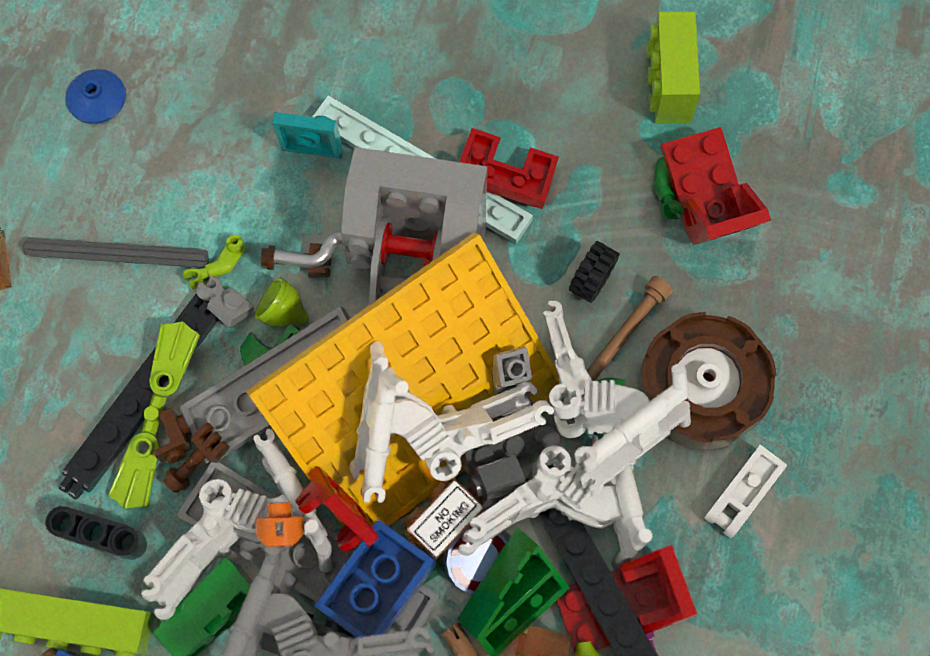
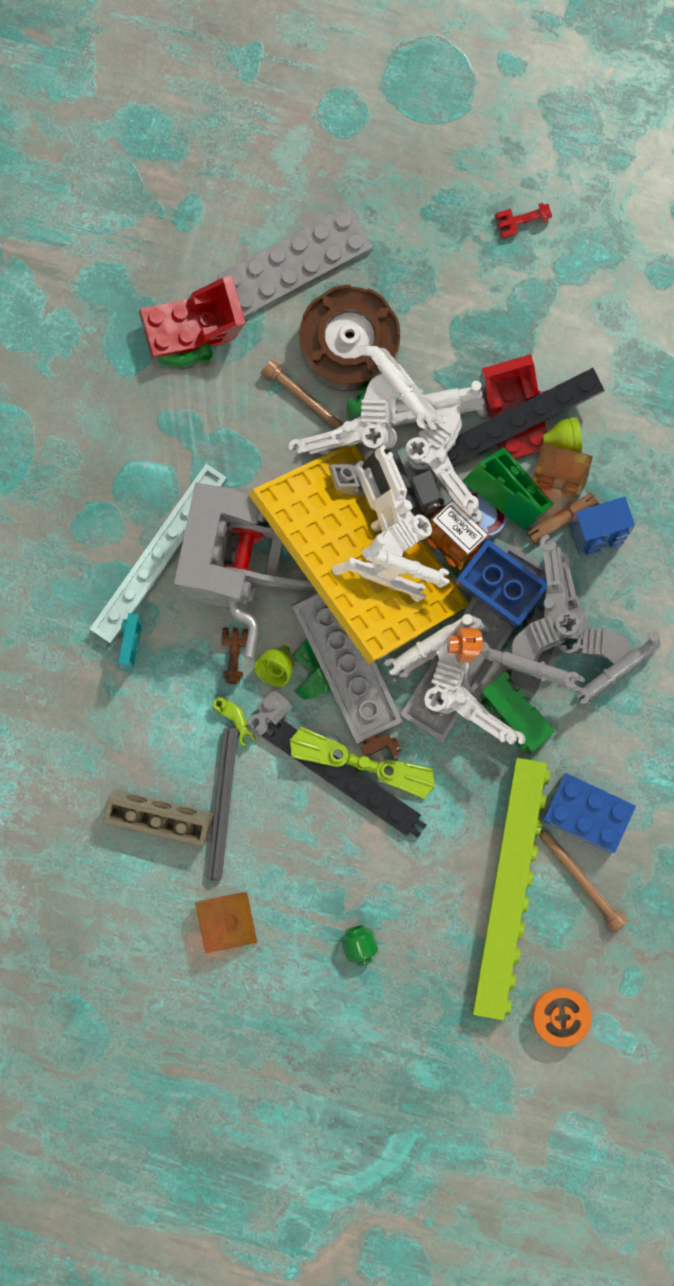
camera: 90 degrees left, 10 degrees up
(84, 523) = (461, 792): black beam -> none
(98, 178) = (158, 817): none -> dark tan brick
(100, 105) = (87, 834): blue dish -> none
(178, 479) = (413, 744): reddish brown hinge -> none
(326, 490) = (439, 614): red piece -> none
(522, 185) = (180, 469): red plate -> none
(594, 271) = (258, 416): black tyre -> none
(673, 67) = (82, 342): lime brick -> none
(746, 490) = (433, 316): white plate -> none
(802, 316) = (298, 260): none -> light grey plate
(908, 639) = (511, 222): none -> red hinge

